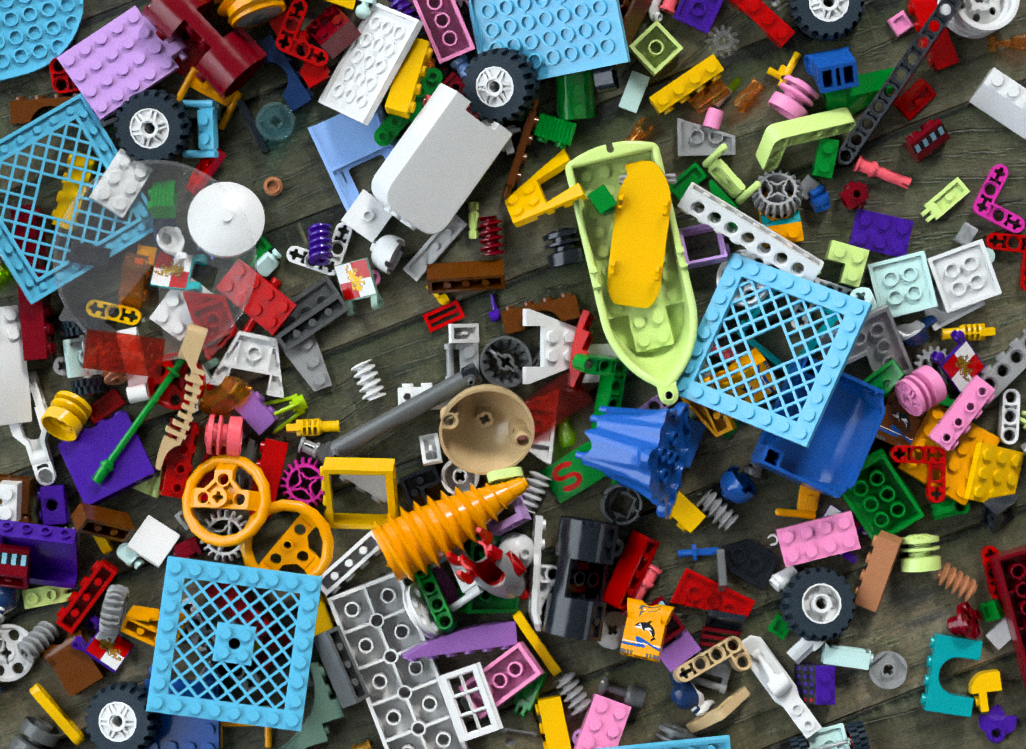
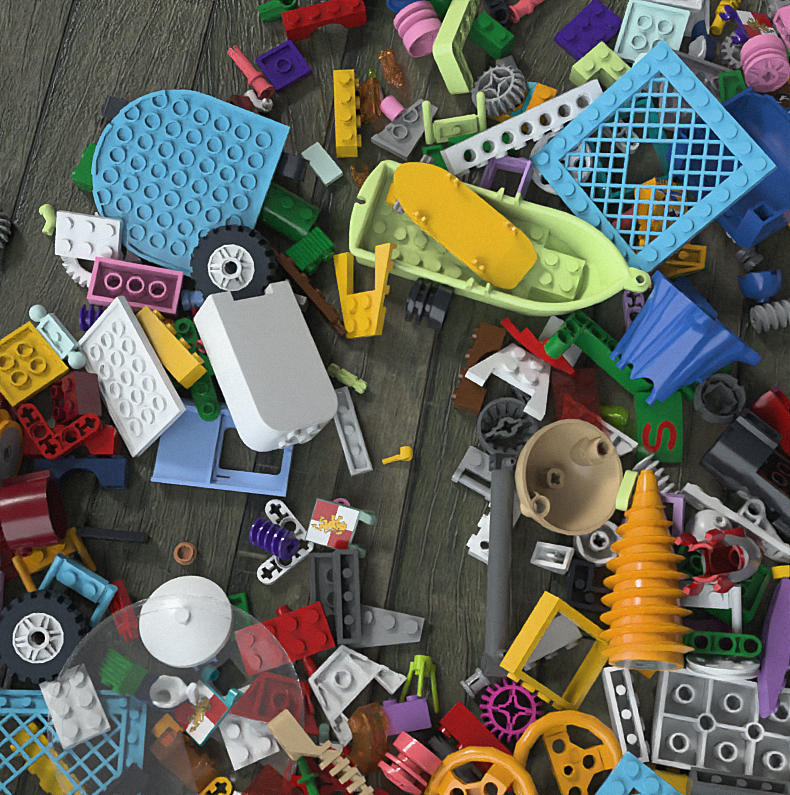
camera: 60 degrees left, 15 degrees down
(267, 116) = (122, 496): clear light blue brick -> none
(268, 262) = (258, 605): light aqua arm -> none
(312, 427) = (456, 666): yellow hinge -> none
(367, 216) = (276, 474): white plate -> none
(368, 381) = (443, 577): white piece -> none
(387, 252) = (324, 478): white cylinder -> none
(458, 309) = (420, 482): red tile -> none
(463, 333) = (451, 454): white slope -> none
(465, 276) = (397, 415): reddish brown brick -> none
(491, 236) = (372, 369): dark red piece -> none
(494, 315) = (452, 411): dark purple hand -> none
(602, 200) = (407, 235): green brick -> none
(655, 48) = (299, 114): yellowish green brick -> none
(686, 513) = (766, 344): yellow brick -> none
(719, 35) = (330, 55): clear gear -> none
(783, 70) = (388, 29): yellow hose -> none
(819, 199) = (526, 63): blue piece -> none
(848, 198) = (541, 30): dark red brick -> none

